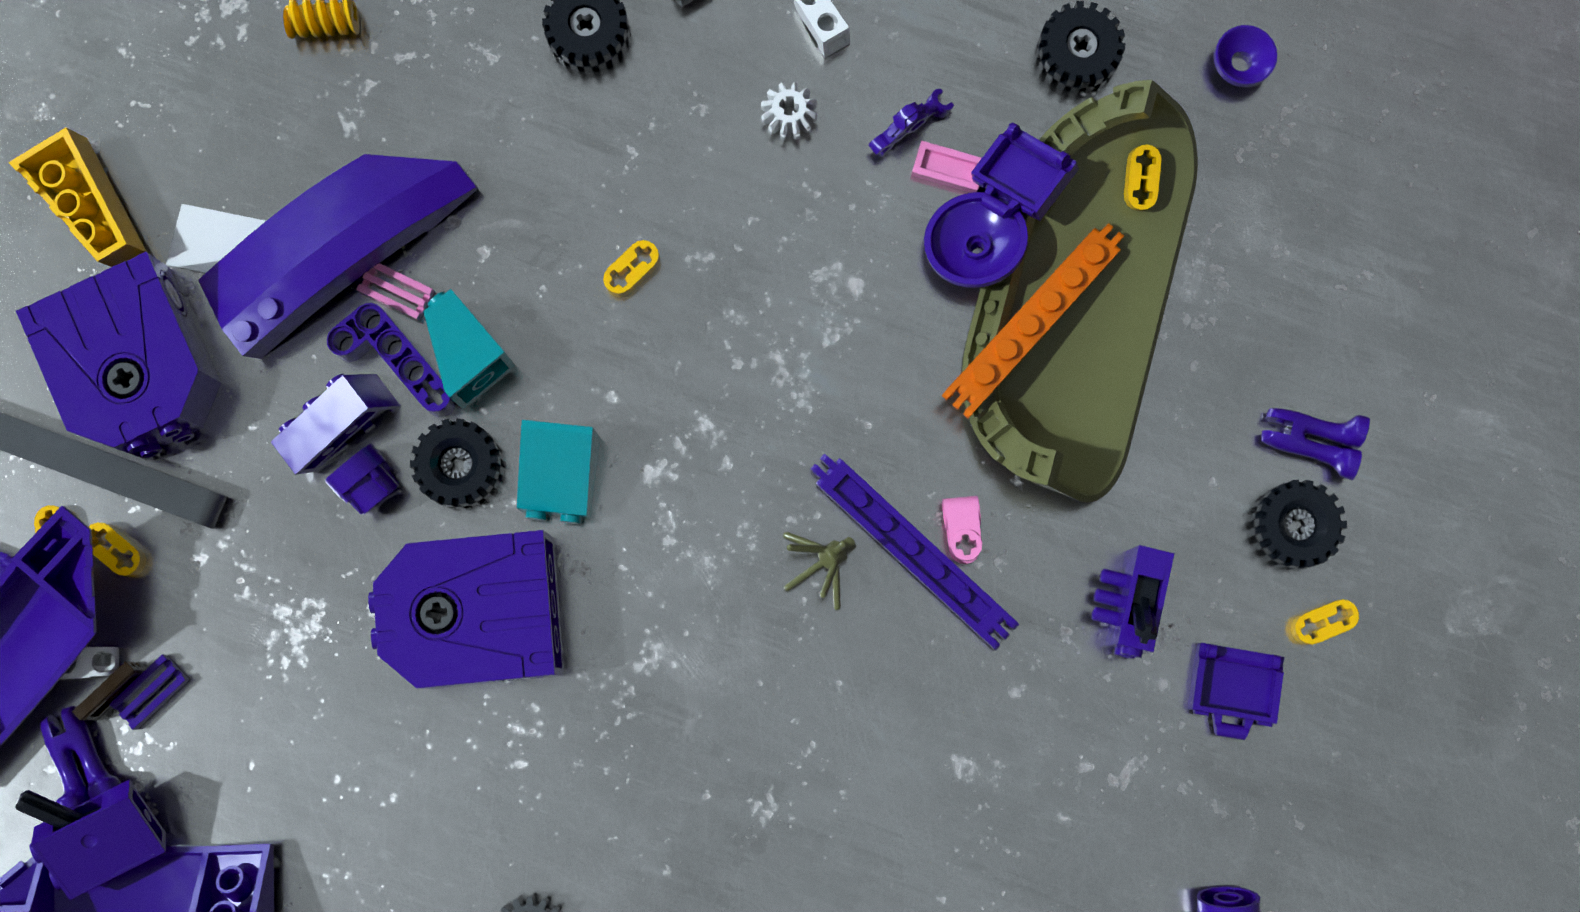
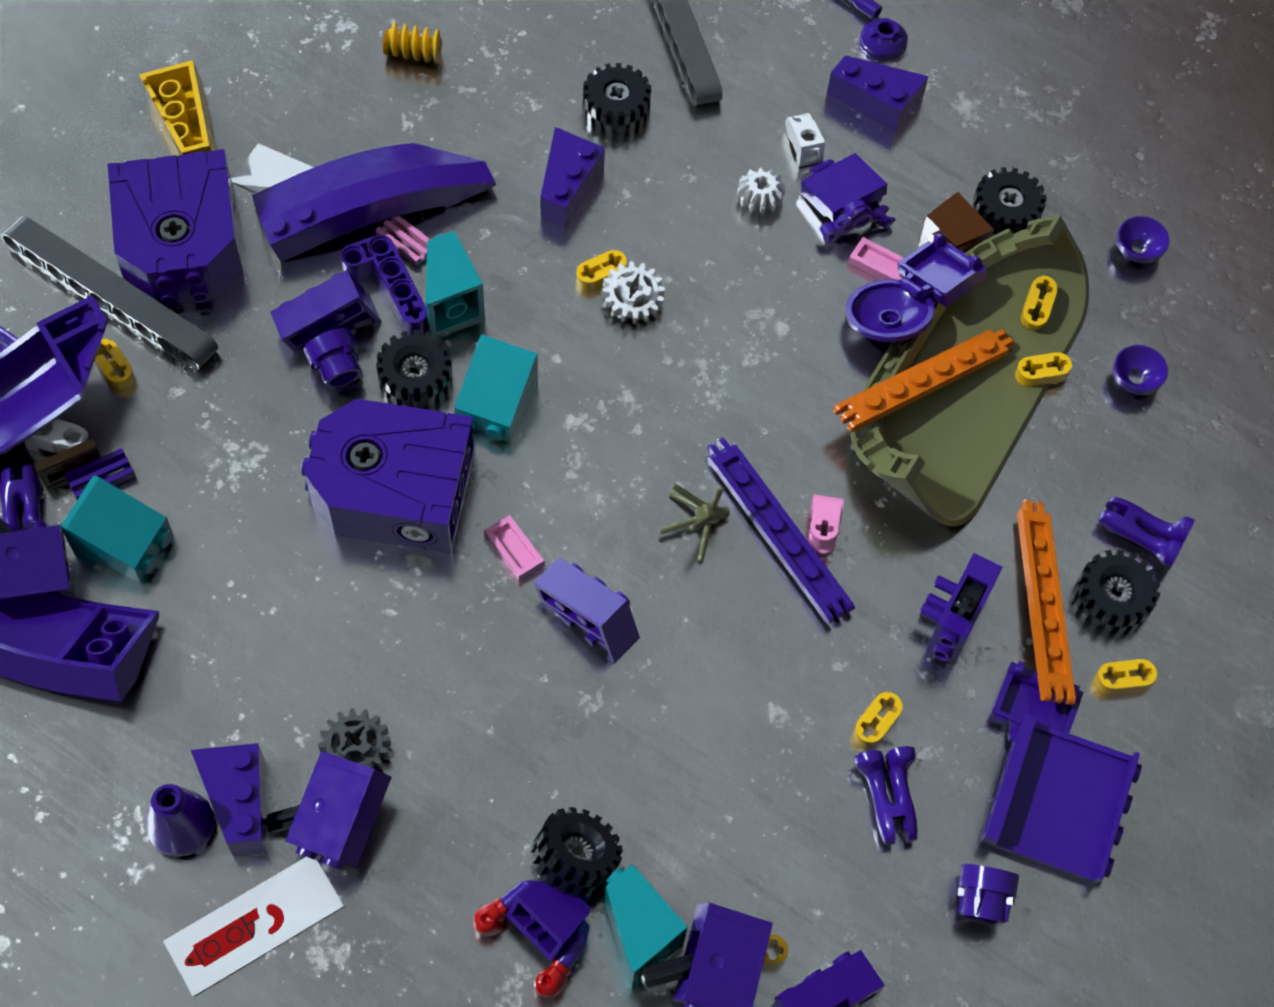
camera: 10 degrees right, 20 degrees down
(192, 765) = (116, 530): none -> teal slope
(560, 154) = (569, 176): none -> dark purple wedge
(631, 652) = (514, 548): none -> bright pink tile
(659, 292) = (622, 282): none -> white gear
(731, 708) = (590, 605): none -> wedge
(882, 77) = (839, 183): none -> dark purple piece
(1027, 98) = (958, 222): none -> reddish brown torso
(1080, 751) = (872, 715): none -> yellow beam
(1121, 845) = (897, 763): none -> dark purple piece
(1160, 256) = (1043, 369): none -> yellow beam
(1224, 564) = (1045, 604): none -> orange hinge
(1284, 224) = (1143, 361): none -> dark purple piece
(1286, 791) = (1061, 800): none -> dark purple panel

